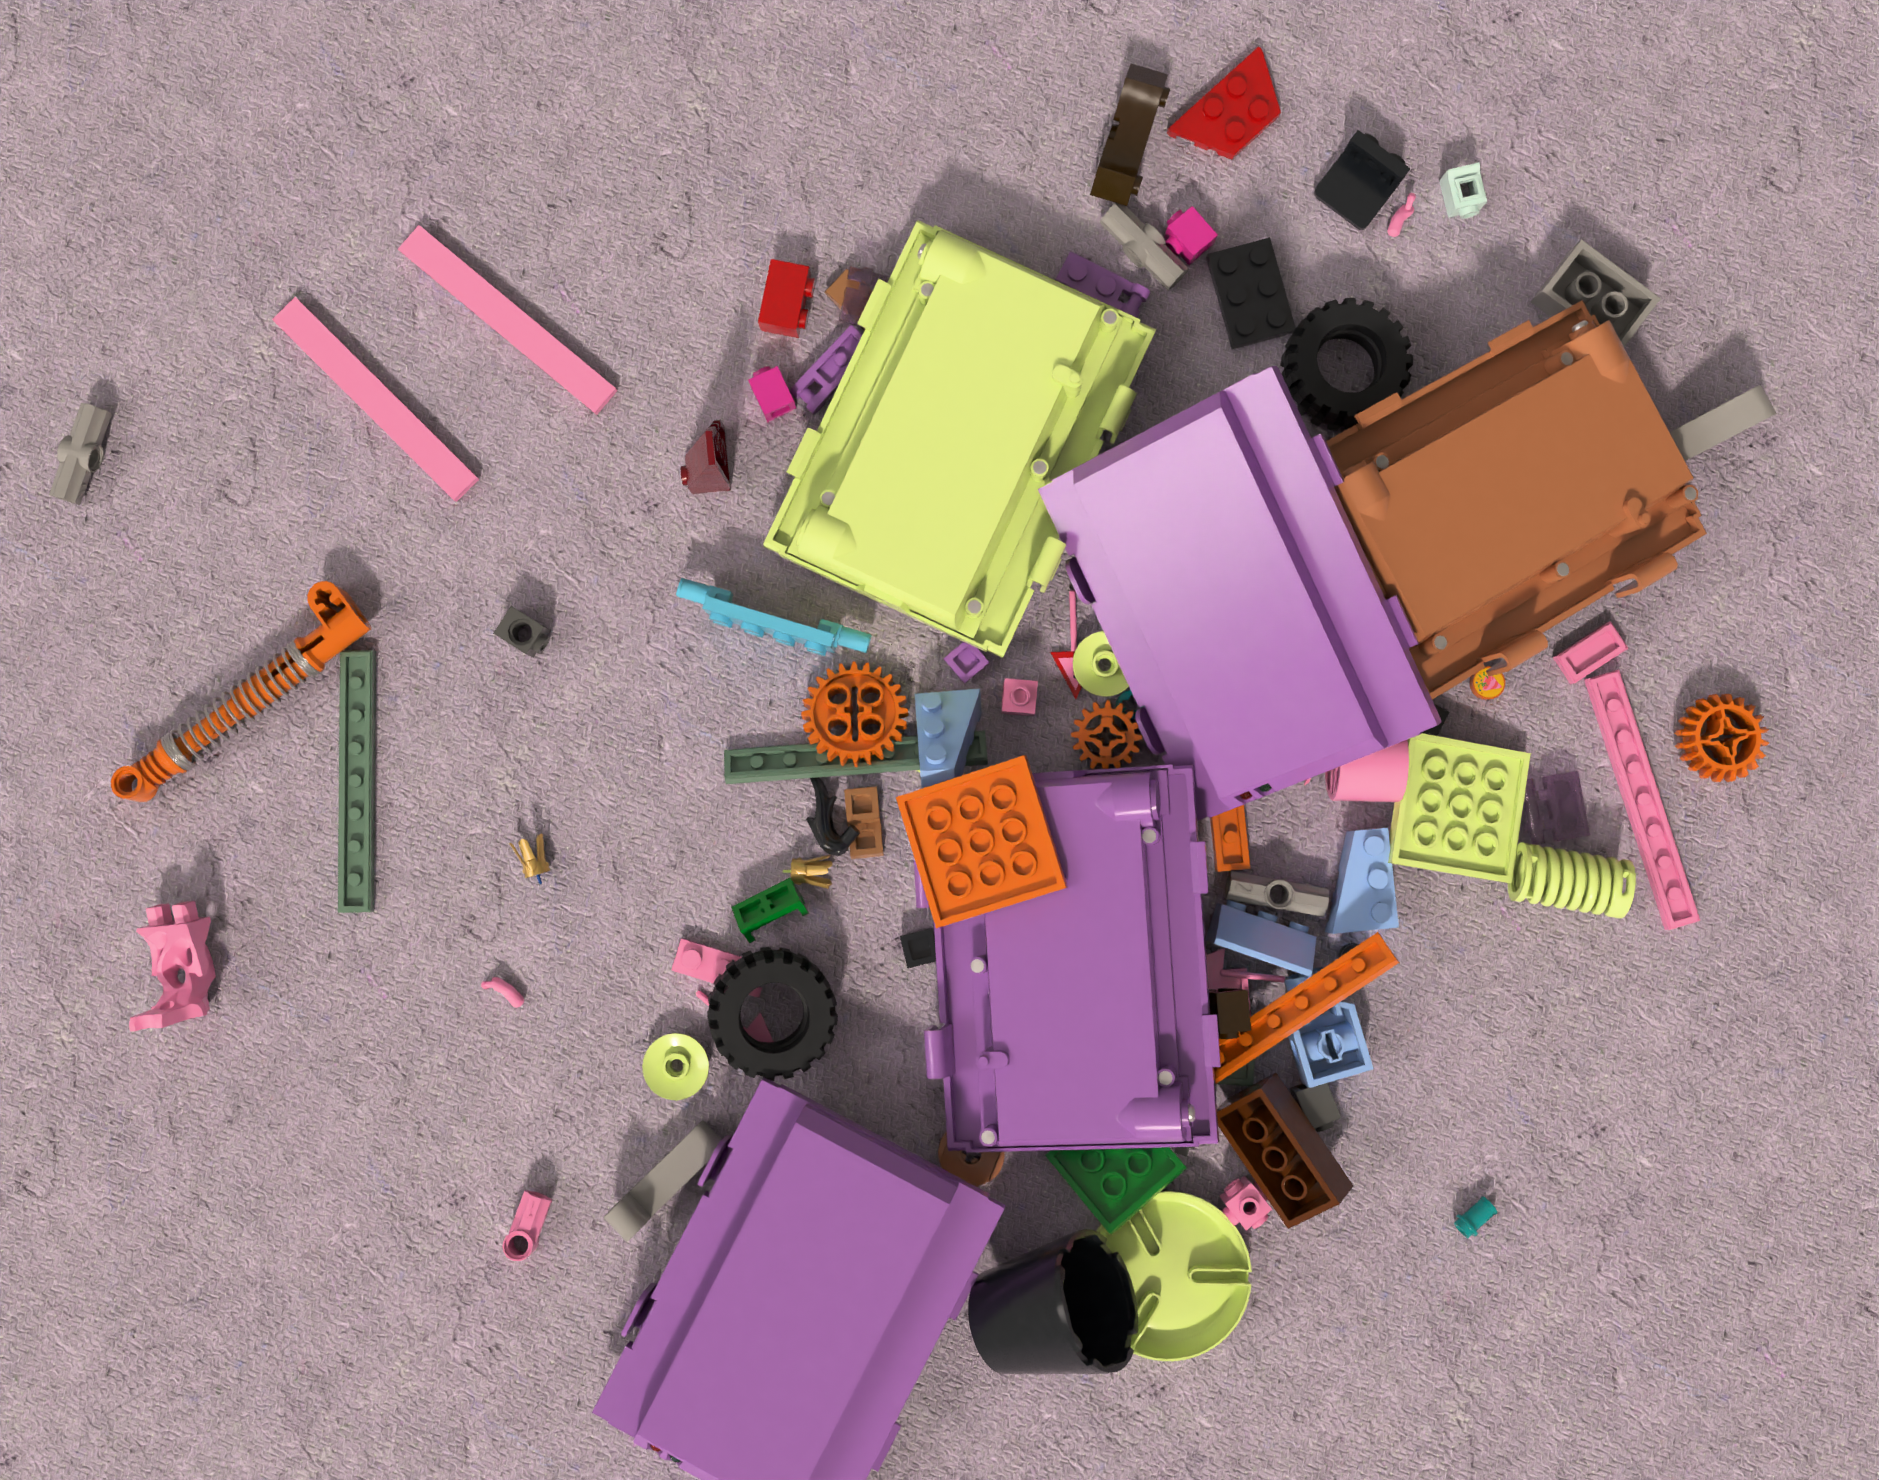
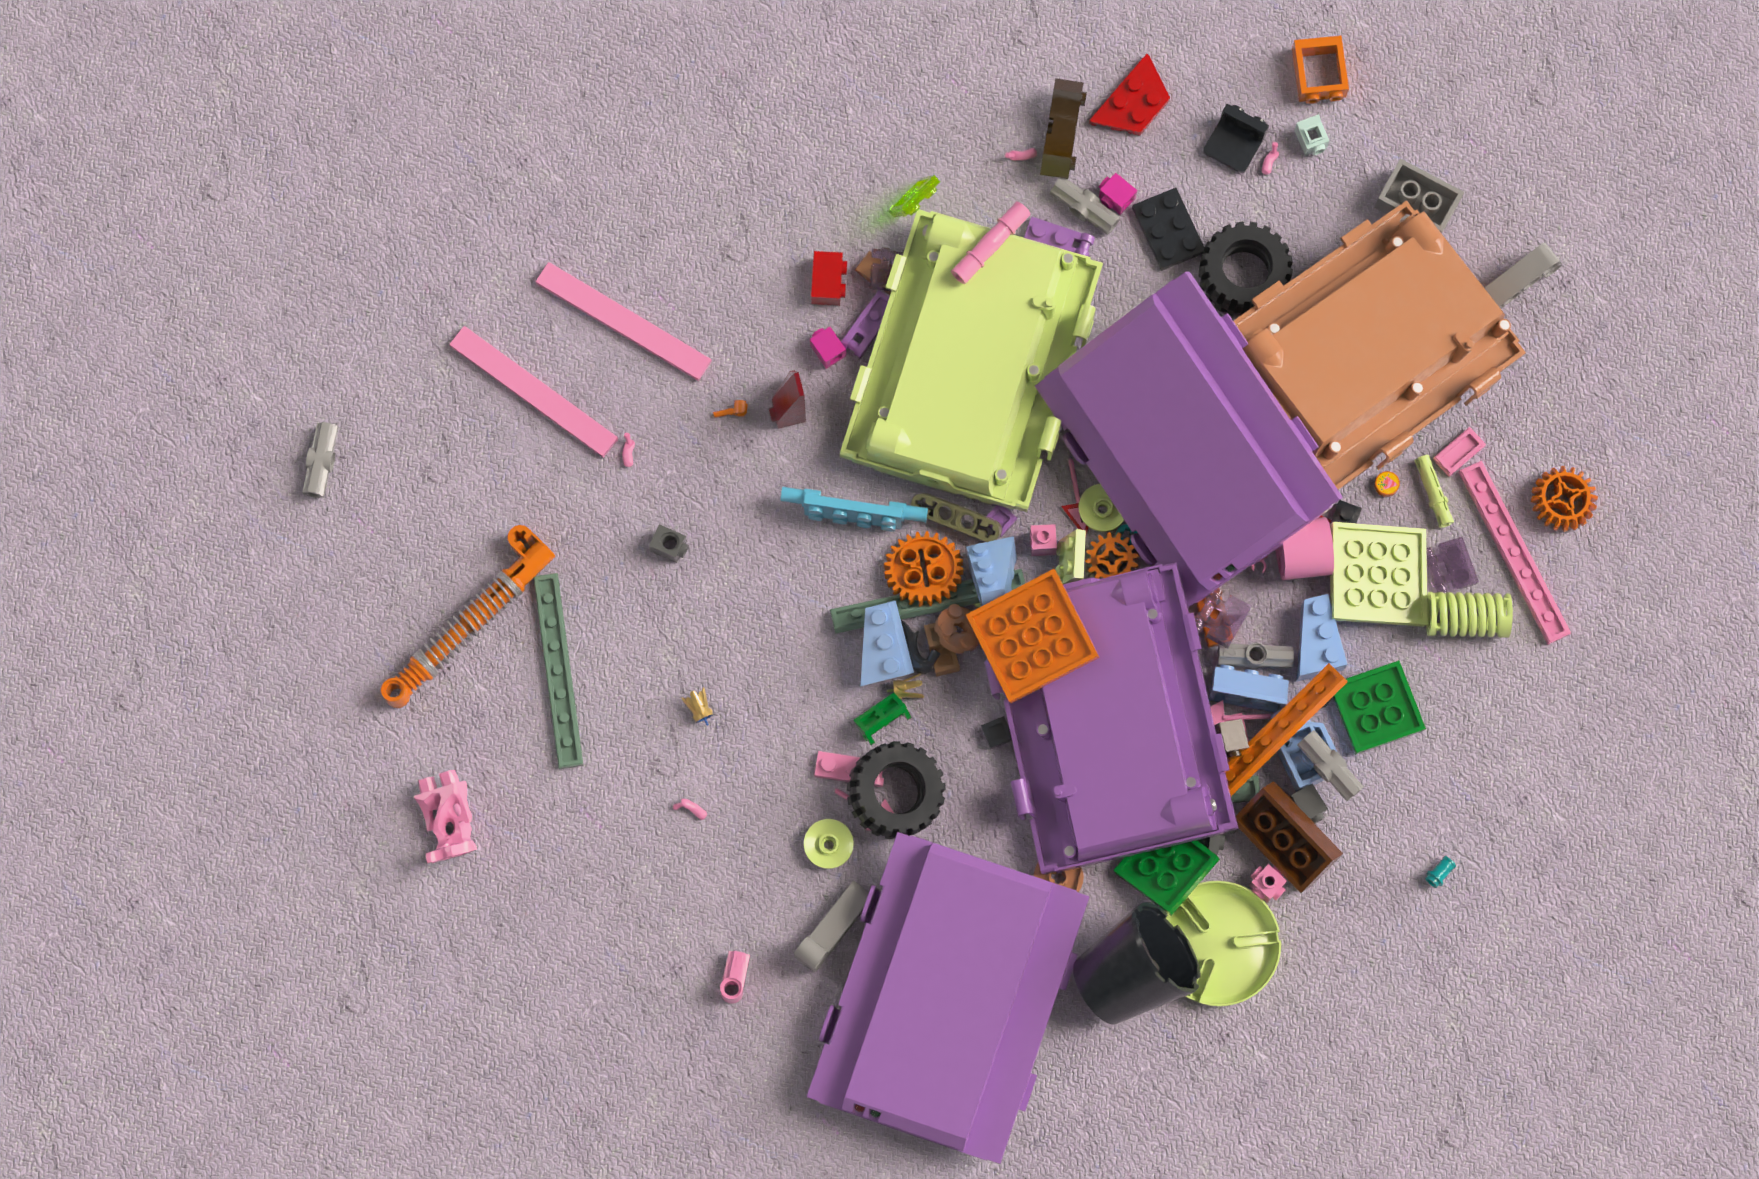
camera: 10 degrees left, 10 degrees down
(489, 497) = (627, 451): none -> bright pink piece
(644, 461) = (739, 409): none -> orange hand
(785, 814) = (884, 645): none -> light blue wedge
(872, 806) = (946, 629): none -> nougat plate
(908, 209) = (909, 202): none -> clear neon green plate
(910, 645) = (957, 514): none -> olive beam
(1006, 281) = (990, 242): none -> bright pink piece
(1052, 730) = (1071, 556): none -> yellowish green plate
(1067, 165) = (1021, 155): none -> bright pink piece
(1249, 844) = (1228, 621): none -> plate
(1356, 1068) = (1330, 765): none -> light grey piece
(1431, 987) = (1378, 708): none -> green plate
(1489, 68) = (1313, 47): none -> orange window
(1549, 704) = (1438, 501): none -> yellowish green pin

